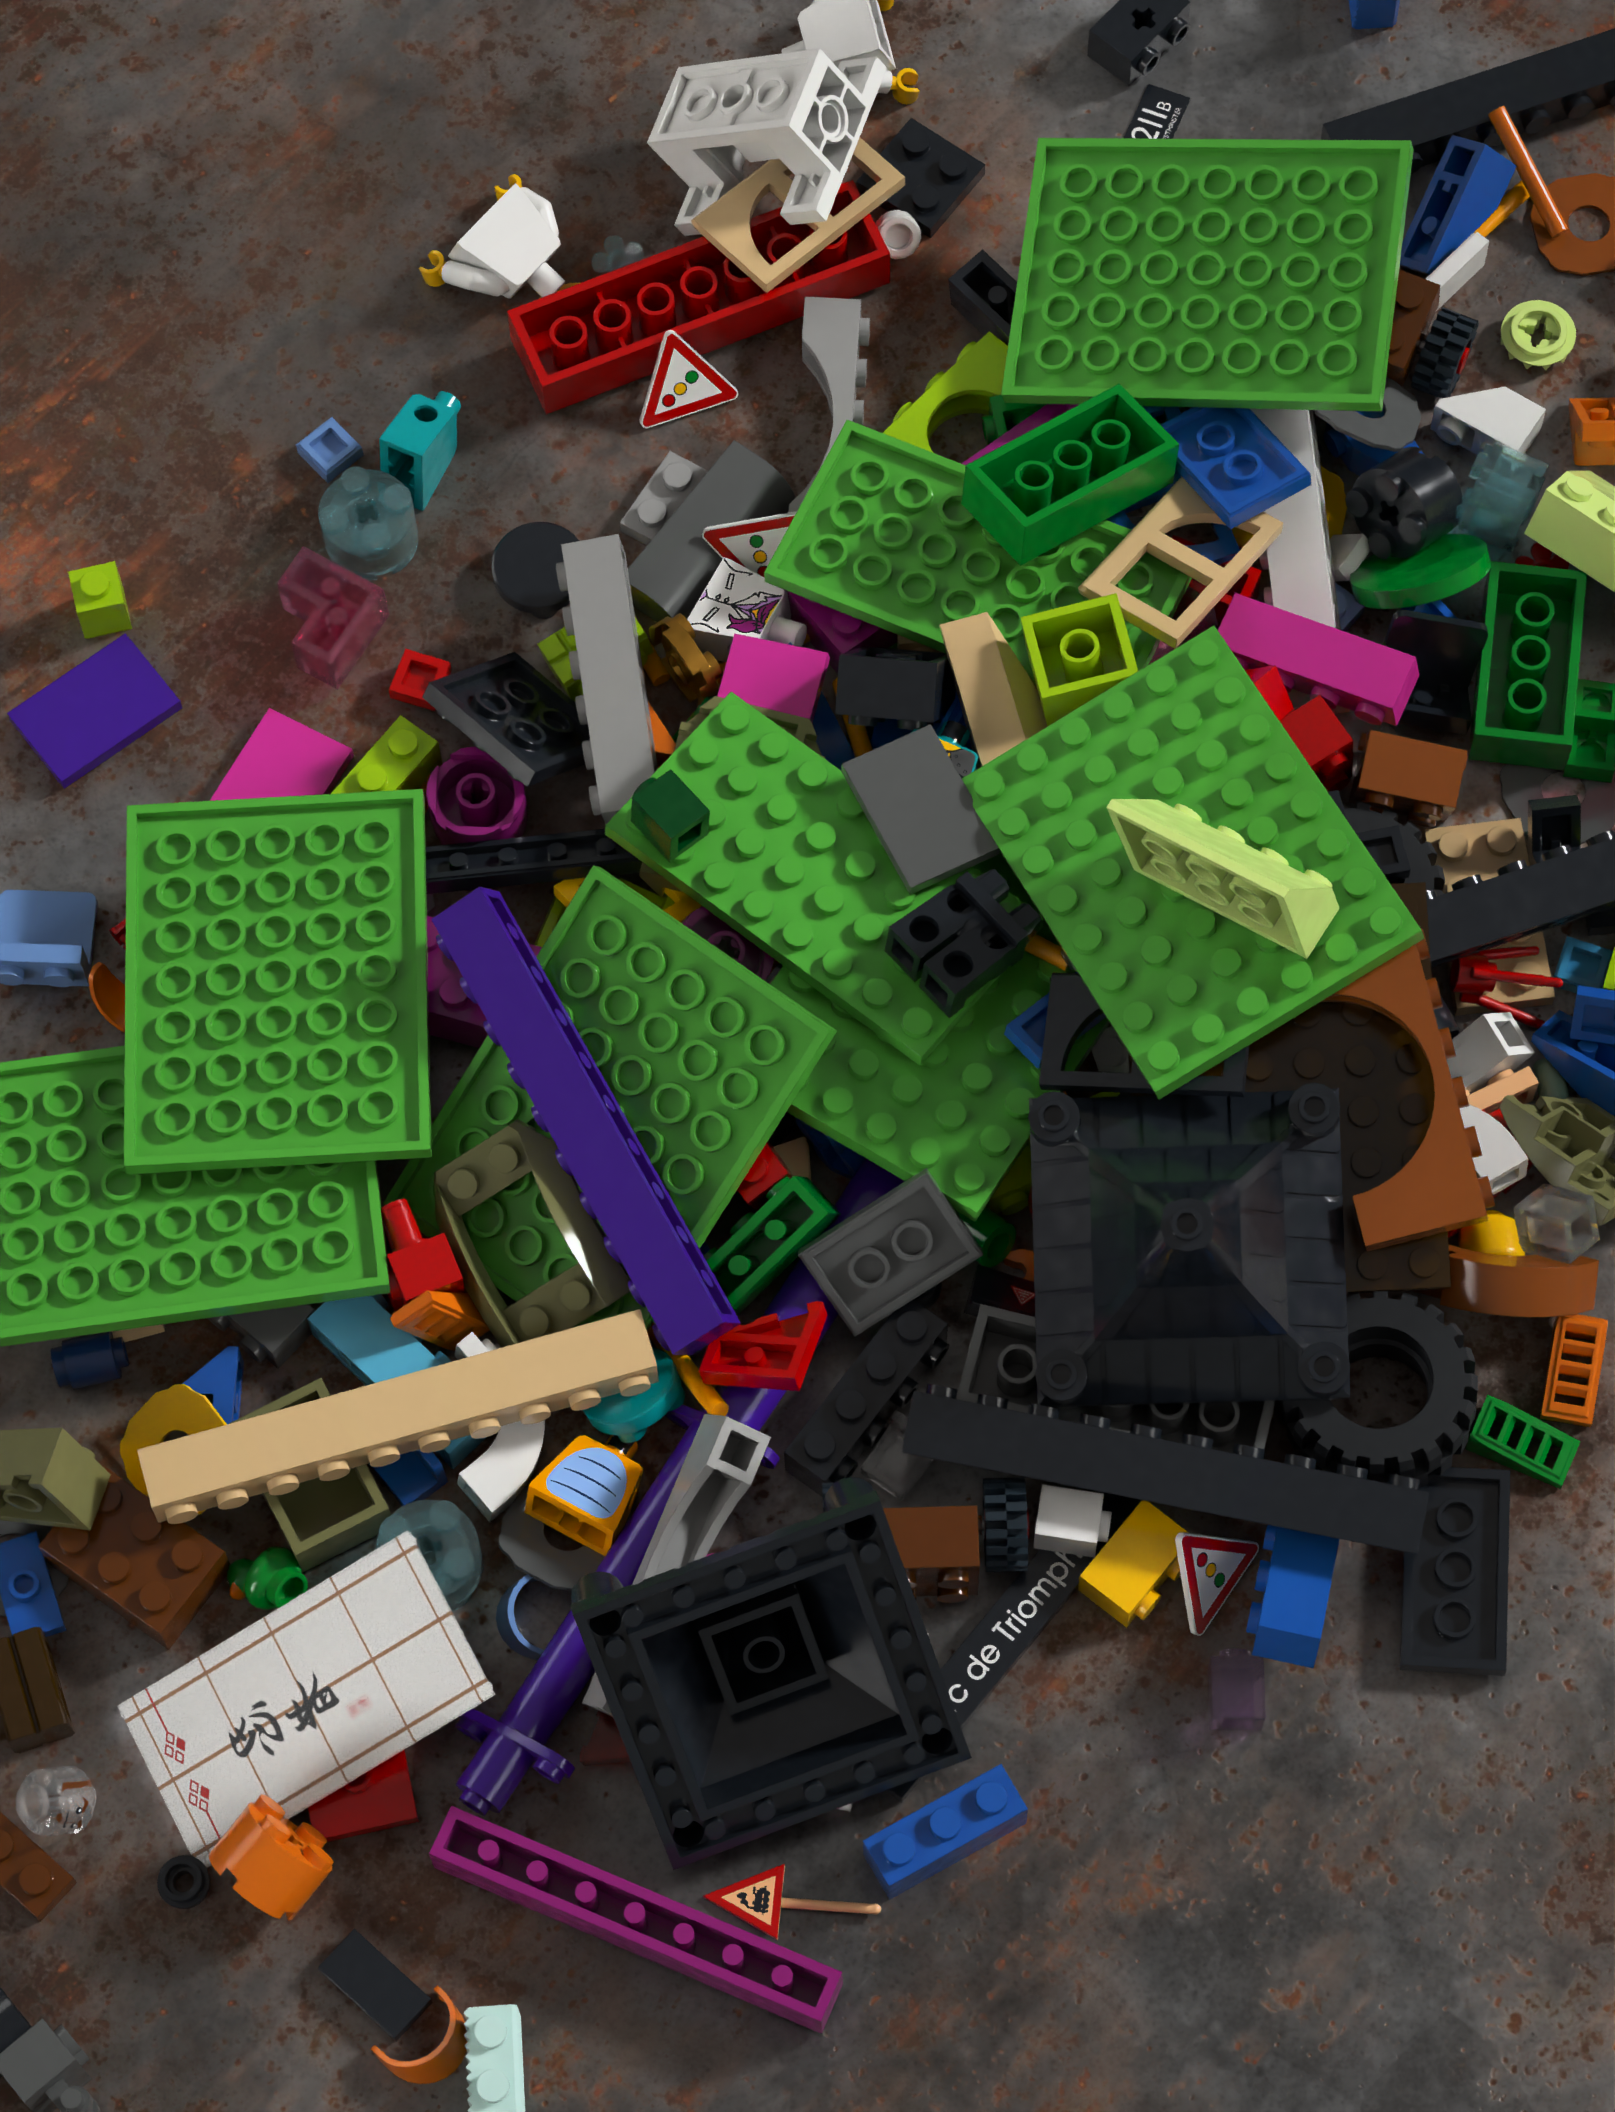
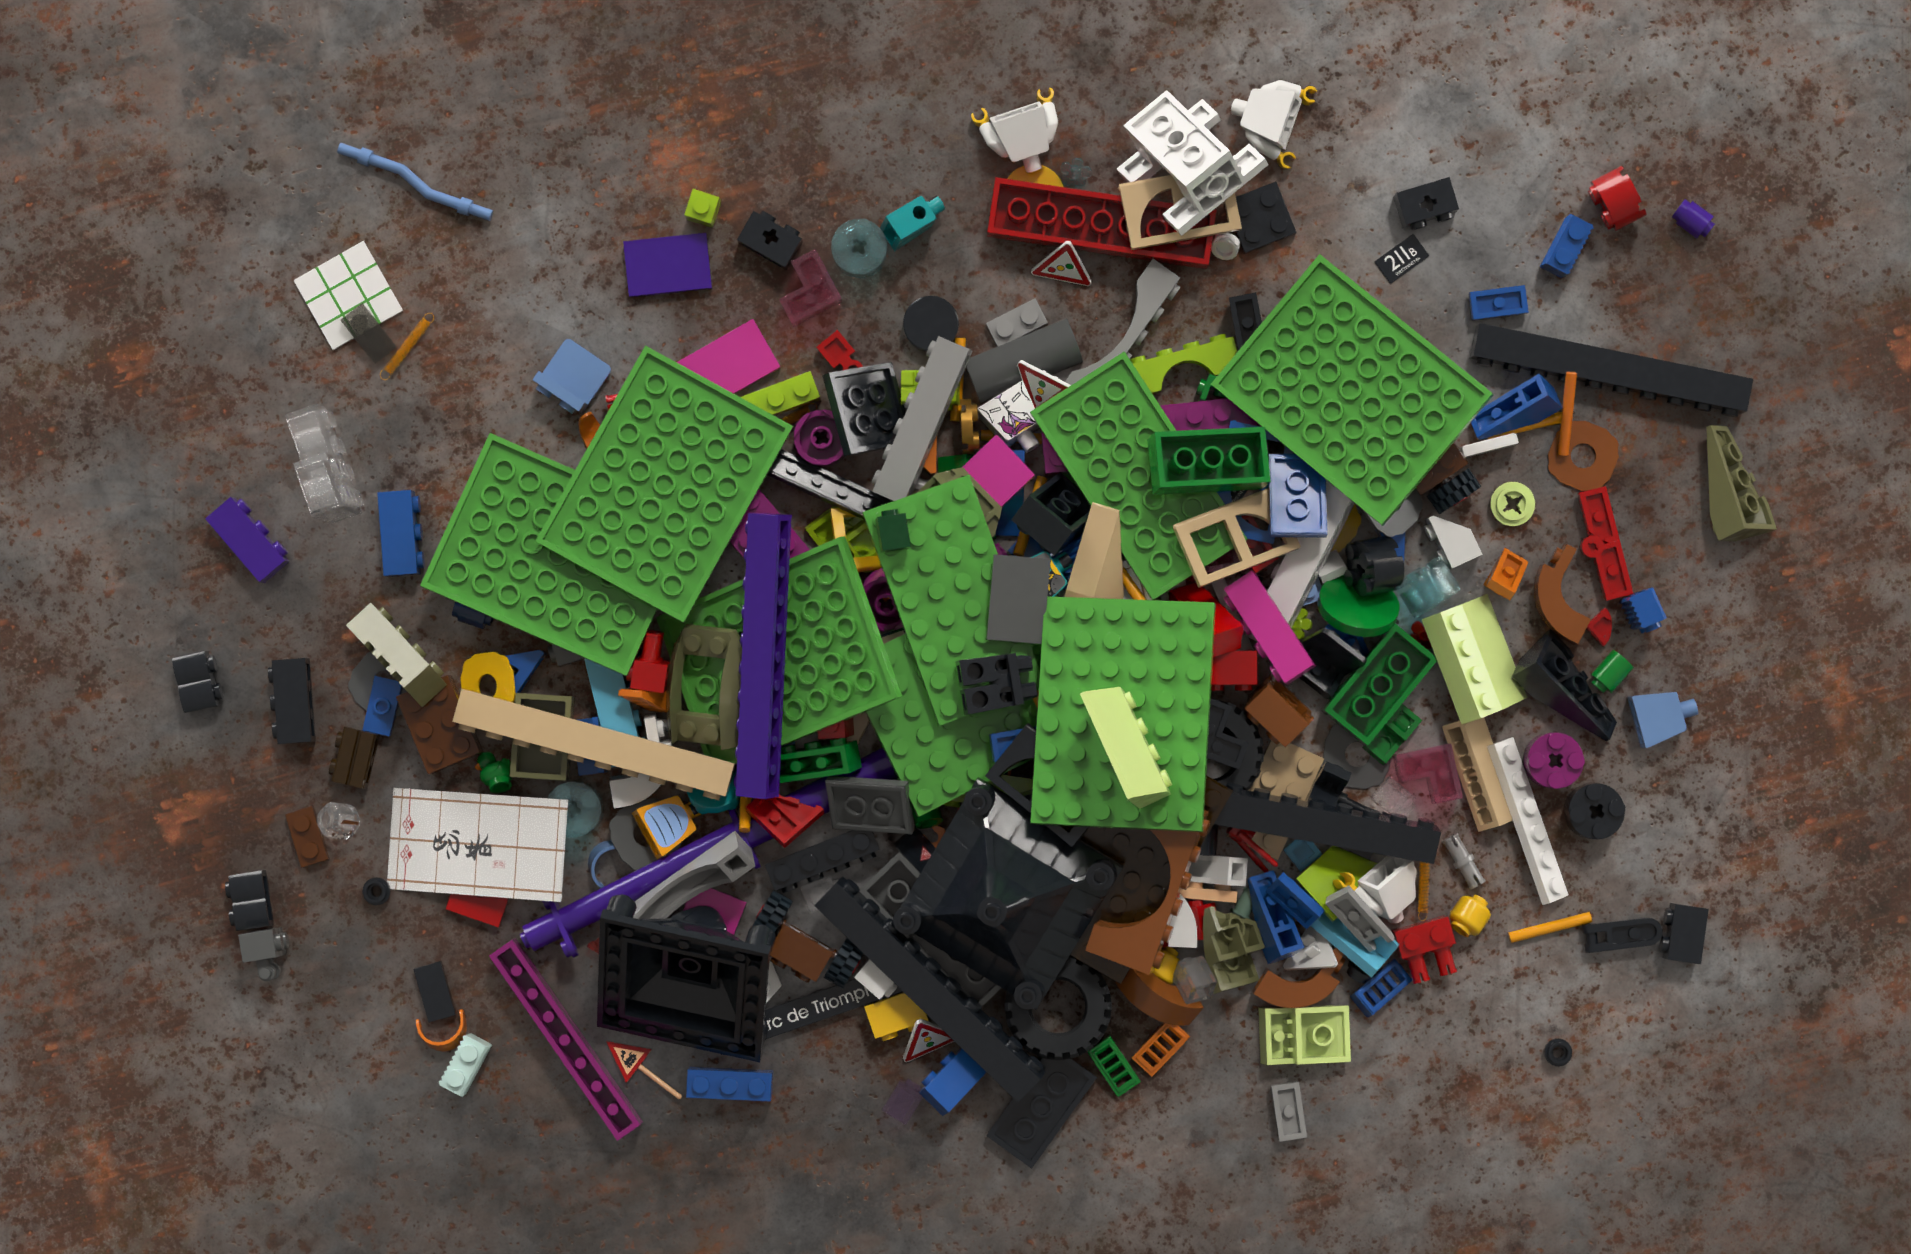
camera: 30 degrees right, 20 degrees up
(207, 600) = (778, 253): none -> black brick
(272, 1858) = (418, 912): orange brick -> none
(329, 450) = (867, 189): medium blue tile -> none
(1077, 653) = (1147, 567): lime brick -> none
(1329, 95) = (1498, 302): none -> blue plate

